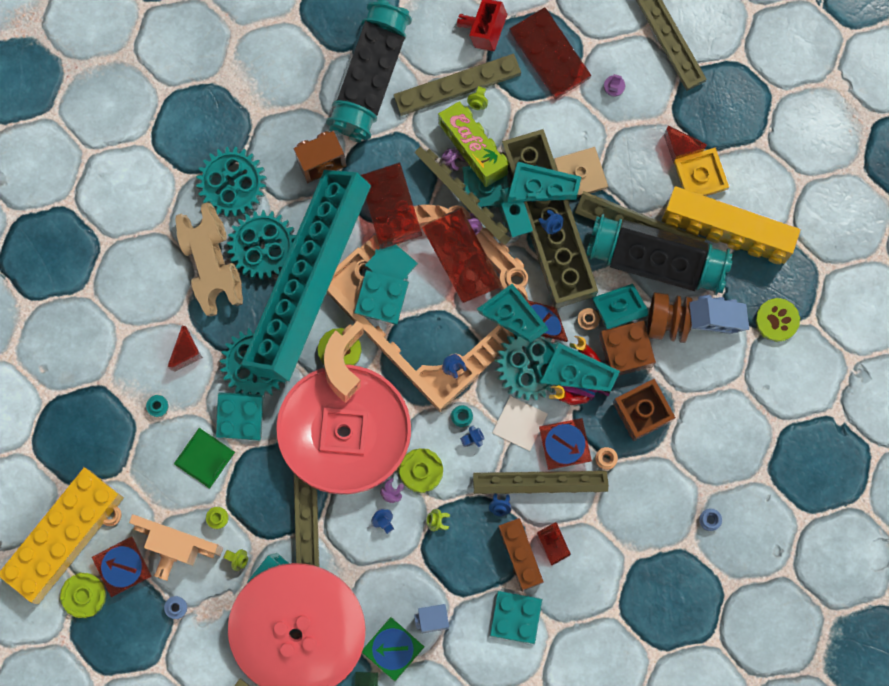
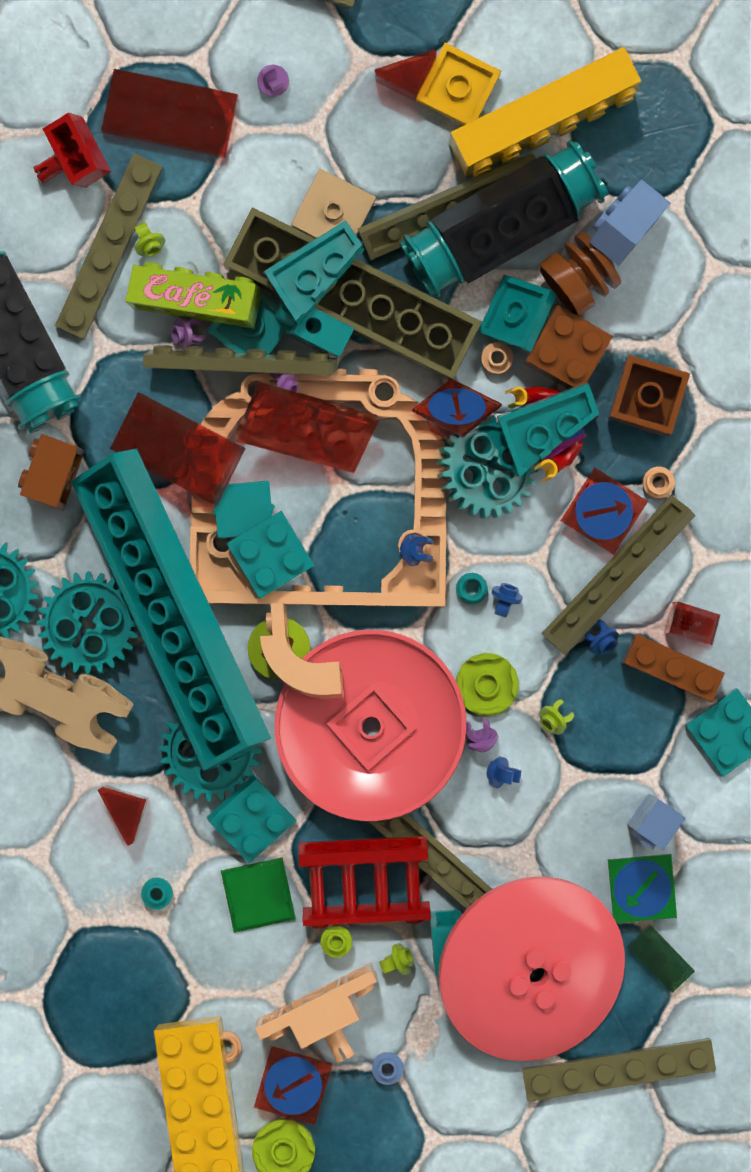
camera: 45 degrees left, 10 degrees up
(282, 495) = (377, 853): none -> red fence
(514, 314) = (423, 435): teal wing -> none
(519, 423) = (535, 535): white sticker -> none
(553, 223) = (367, 299): blue plate -> none
(777, 320) = (687, 161): lime tile -> none

